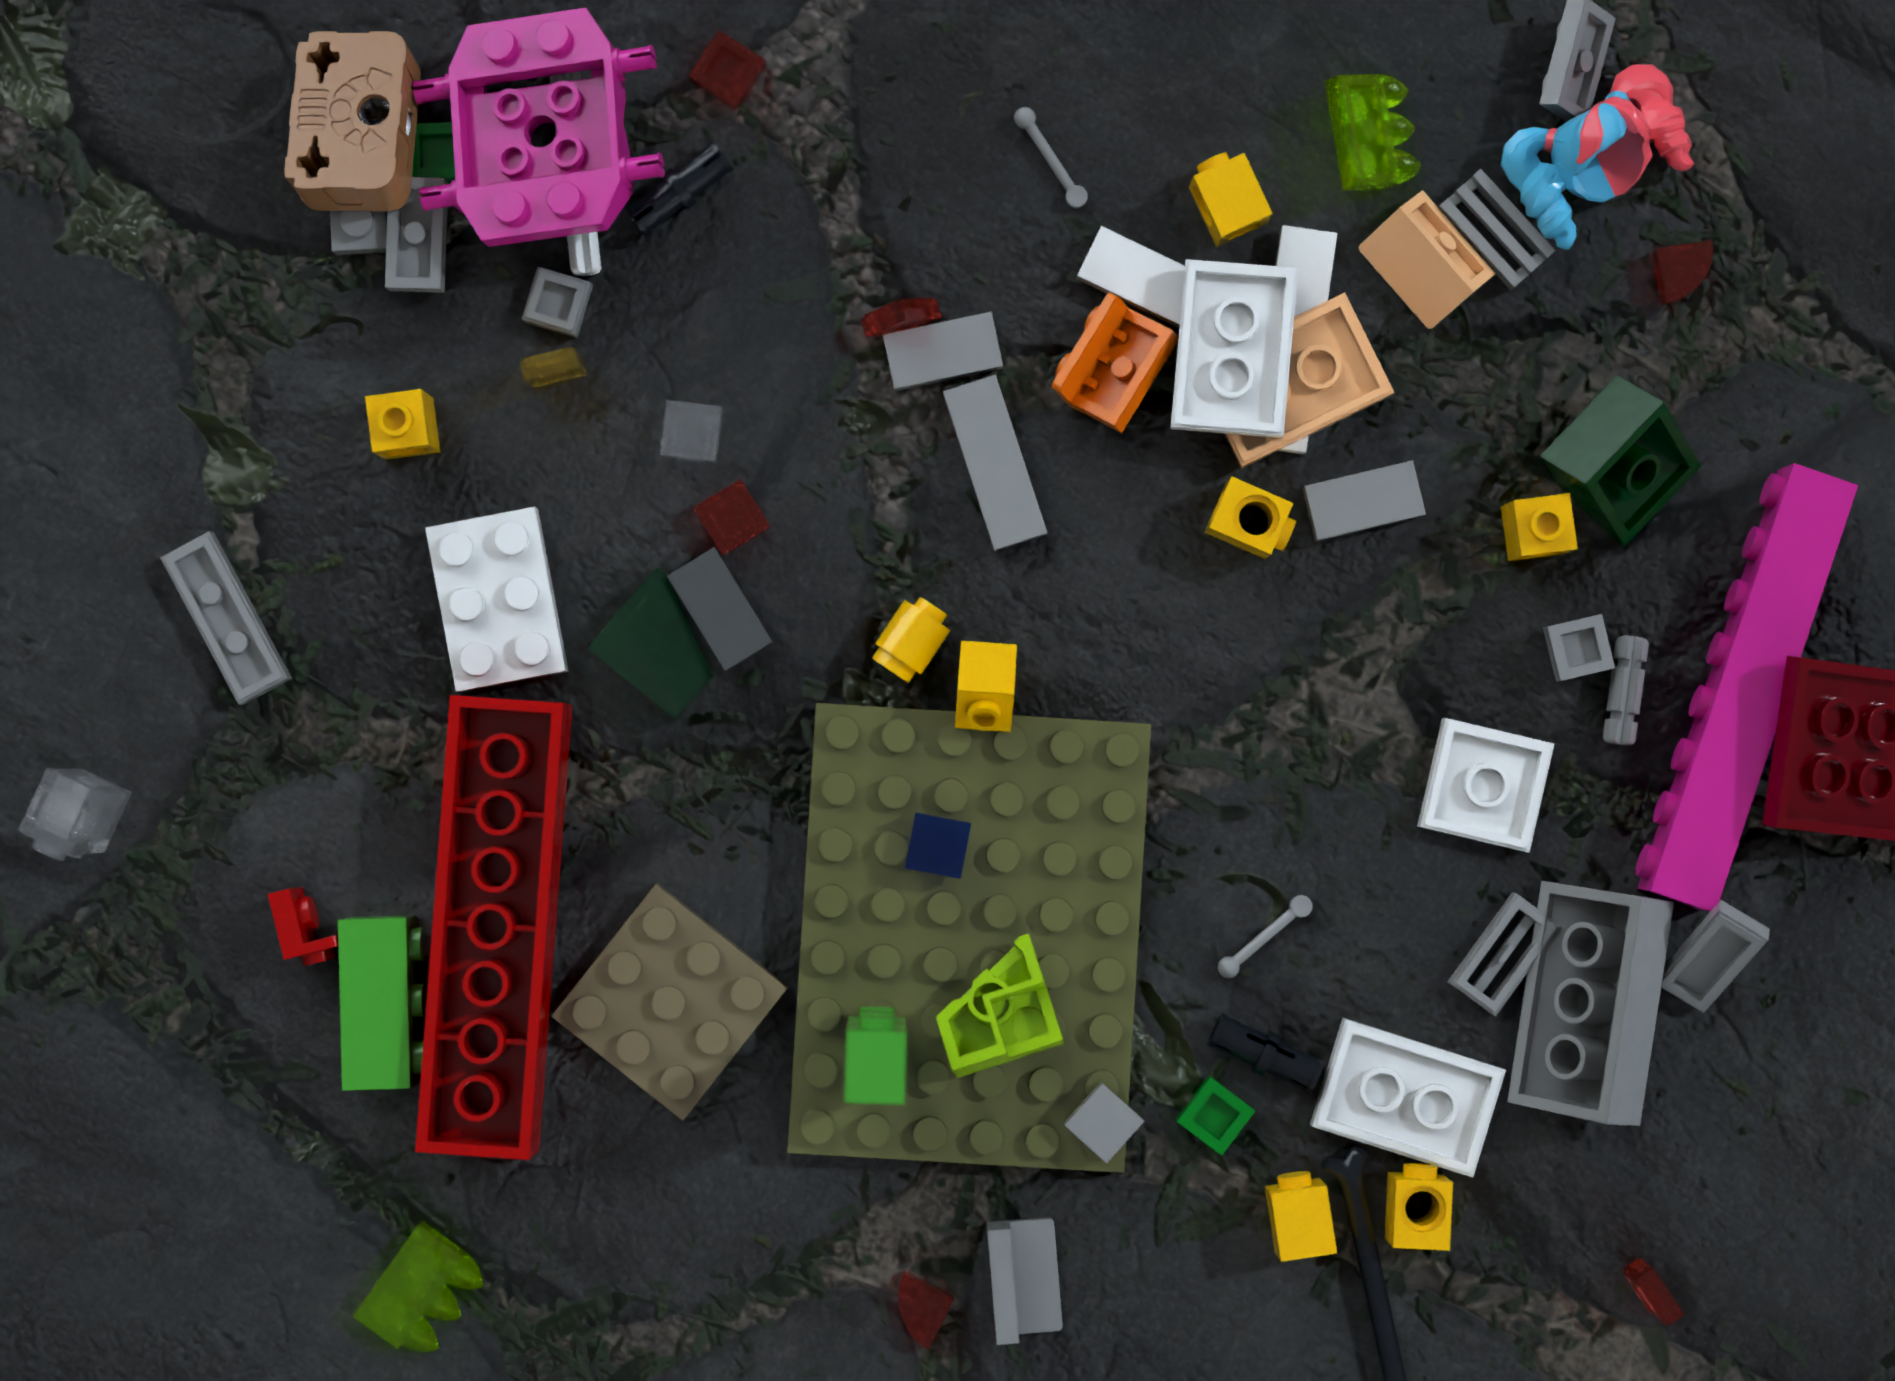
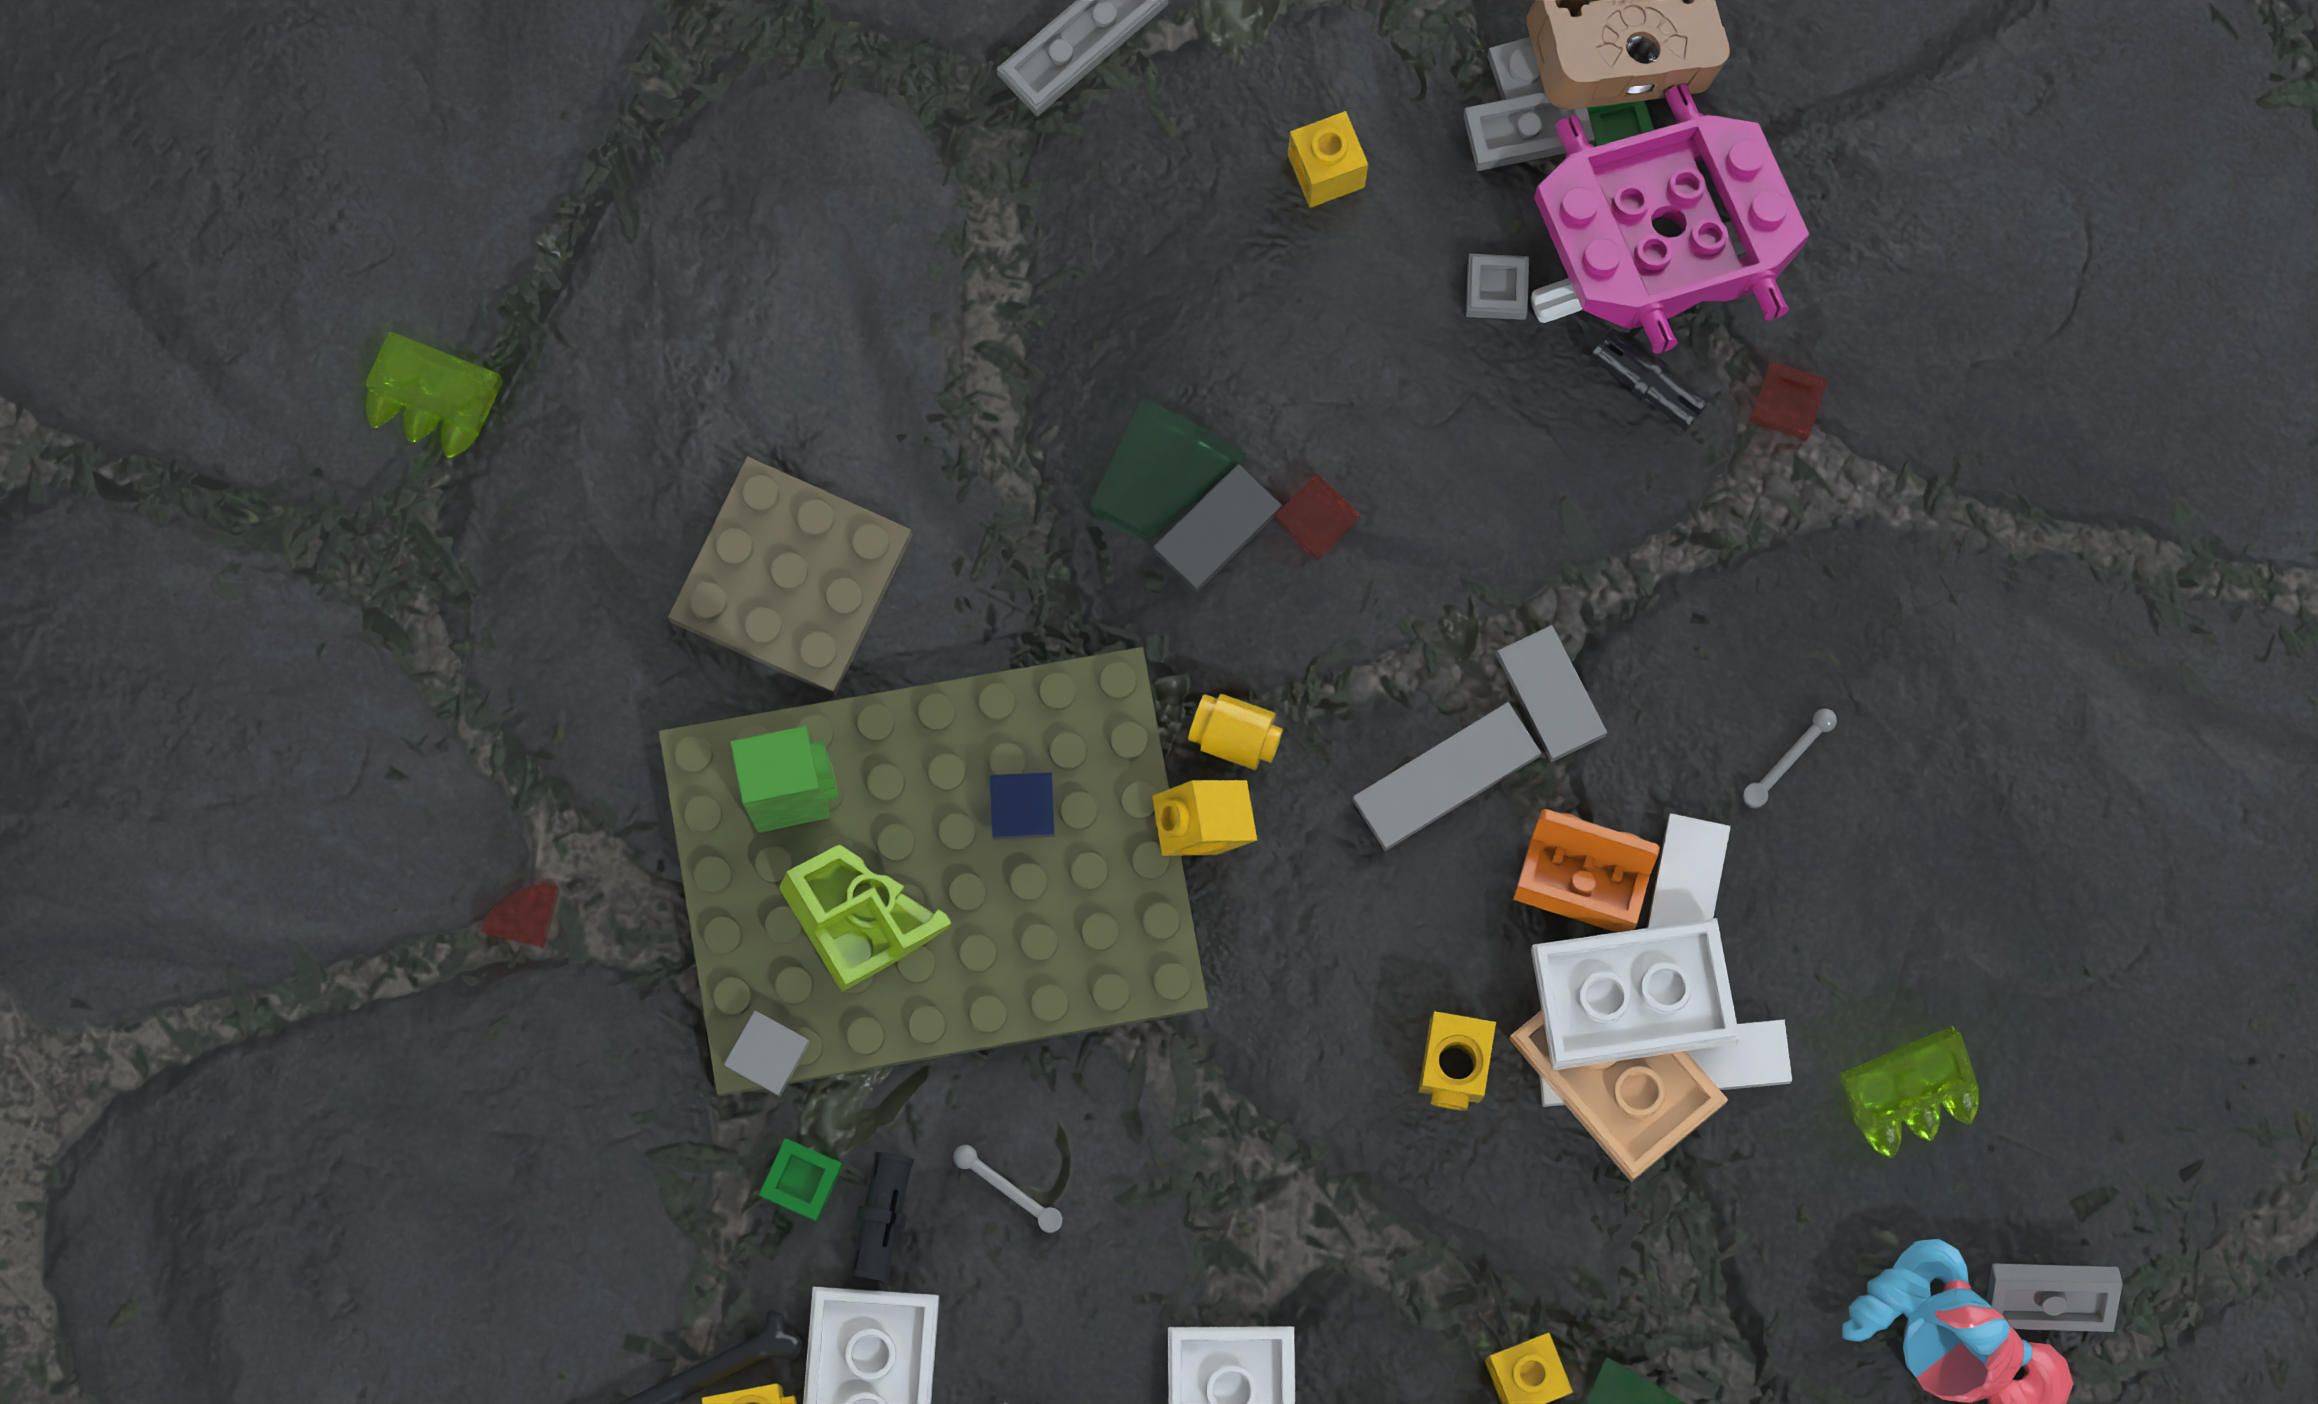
camera: 70 degrees right, 10 degrees down
(294, 921) = (785, 176): red bracket -> none
(381, 1001) = (722, 281): bright green brick -> none
(494, 927) = (828, 373): red brick -> none
(496, 599) = (1170, 299): white plate -> none
(552, 367) = (1426, 295): clear yellow tile -> none
(691, 431) = (1397, 454): clear tile -> none
(900, 316) = (1577, 640): clear red tile -> none
(1024, 1278) = (579, 1013): light grey panel -> none
(1229, 197) = (1797, 953): yellow brick -> none
(1300, 1217) = (712, 1294): yellow brick -> none
(1364, 500) = (1508, 1181): light grey tile -> none
(1425, 259) = (1791, 1185): light nougat panel -> none
(1511, 215) = (1872, 1211): light grey tile -> none

